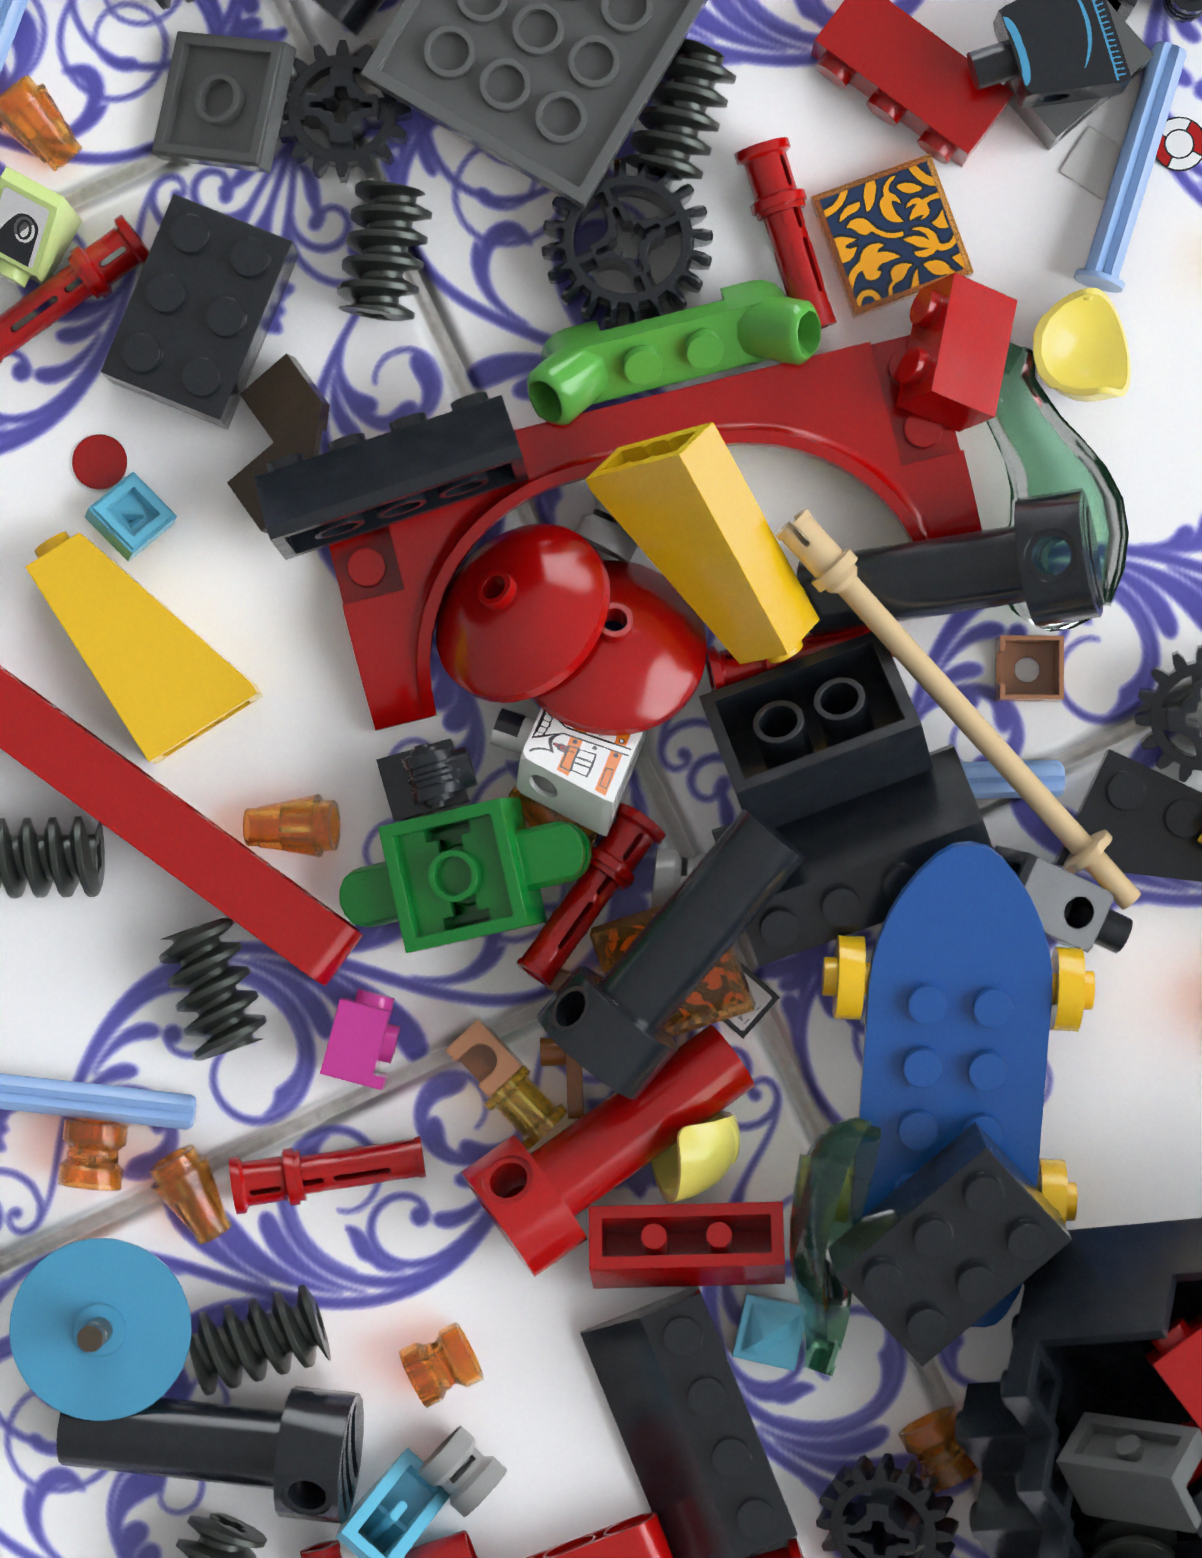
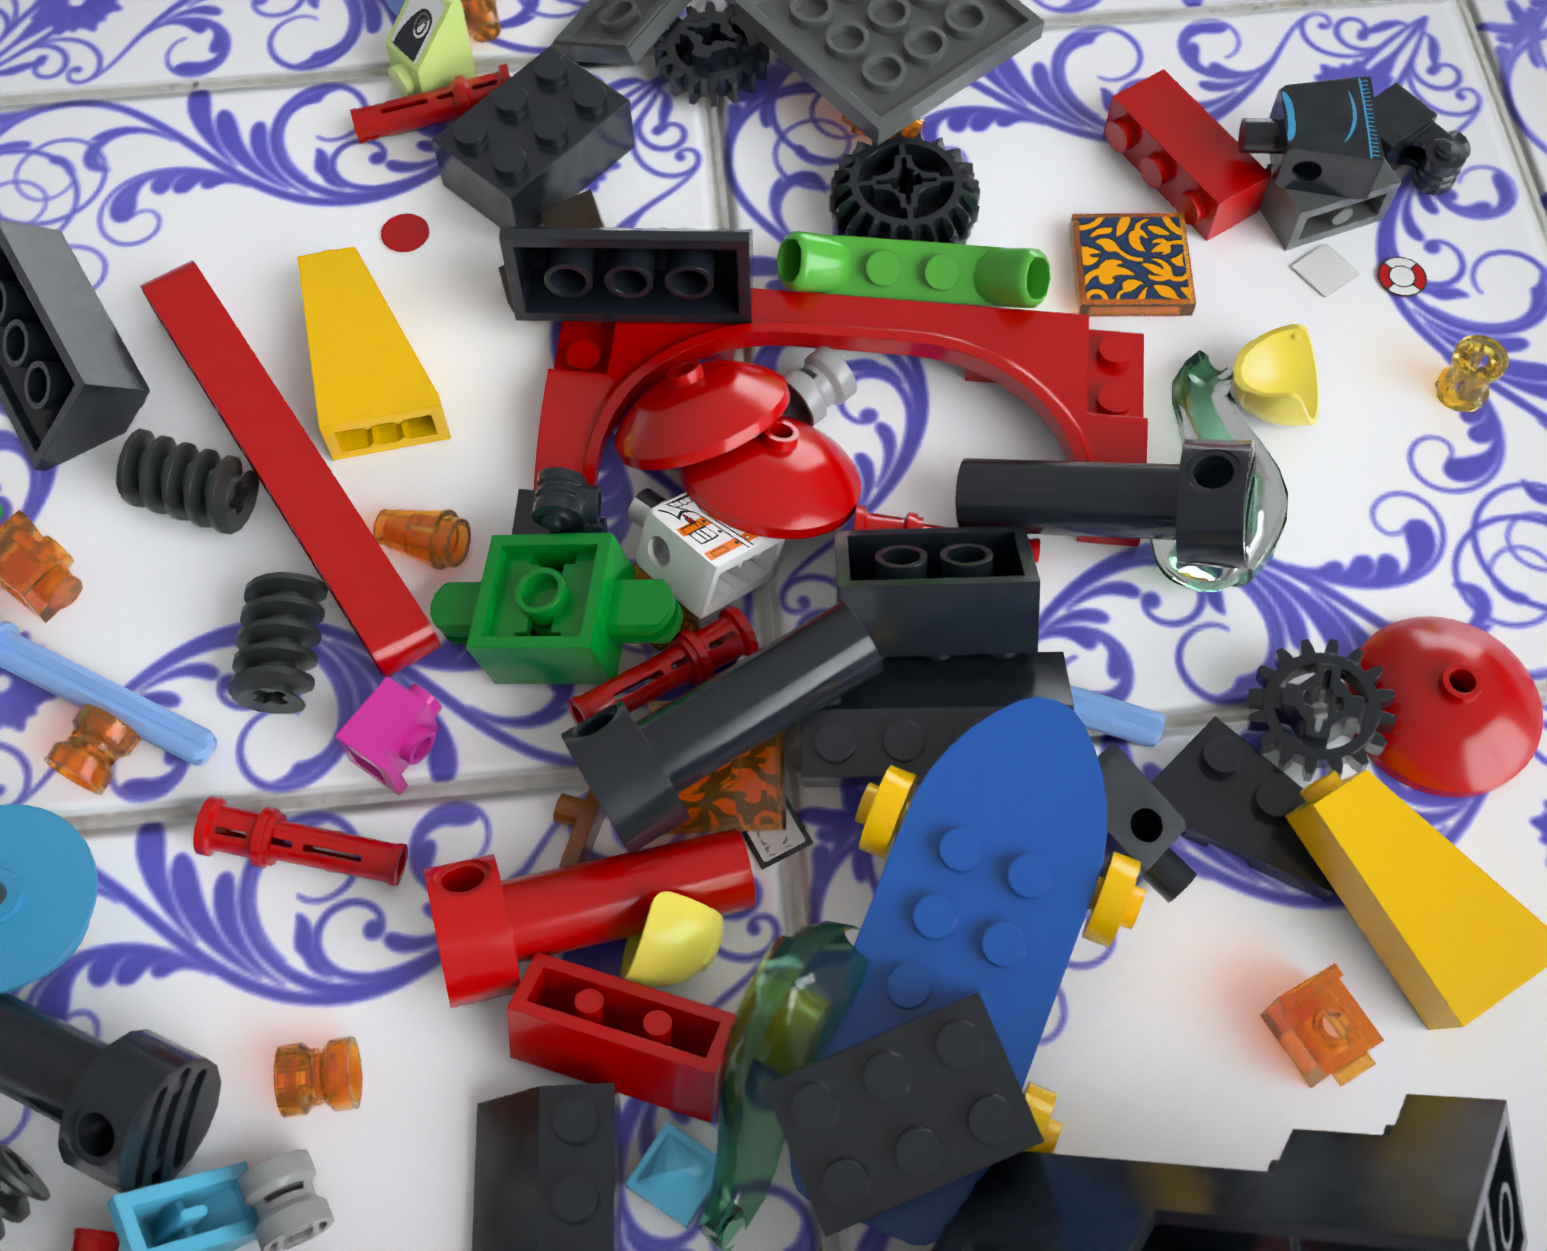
camera: 25 degrees right, 25 degrees down
(130, 516) = (407, 266): medium azure tile -> none
(190, 1191) = (163, 817): clear orange cone -> none
(258, 1339) = (145, 984): pearl dark grey piece -> none
(383, 250) = (702, 143): pearl dark grey piece -> none
(484, 1056) = (501, 787): nougat piece -> none
(525, 1107) = (518, 842): clear yellow bush -> none
(681, 112) = (988, 117): pearl dark grey piece -> none
(708, 539) = (892, 391): yellow slope -> none
(779, 206) = (1042, 213): red pin -> none
(837, 573) = (1000, 451): tan bar -> none
(956, 352) = (1163, 340): brick -> none
(1049, 655) = (1170, 615): nougat piece -> none
(1133, 169) = (1361, 271): light blue axle -> none

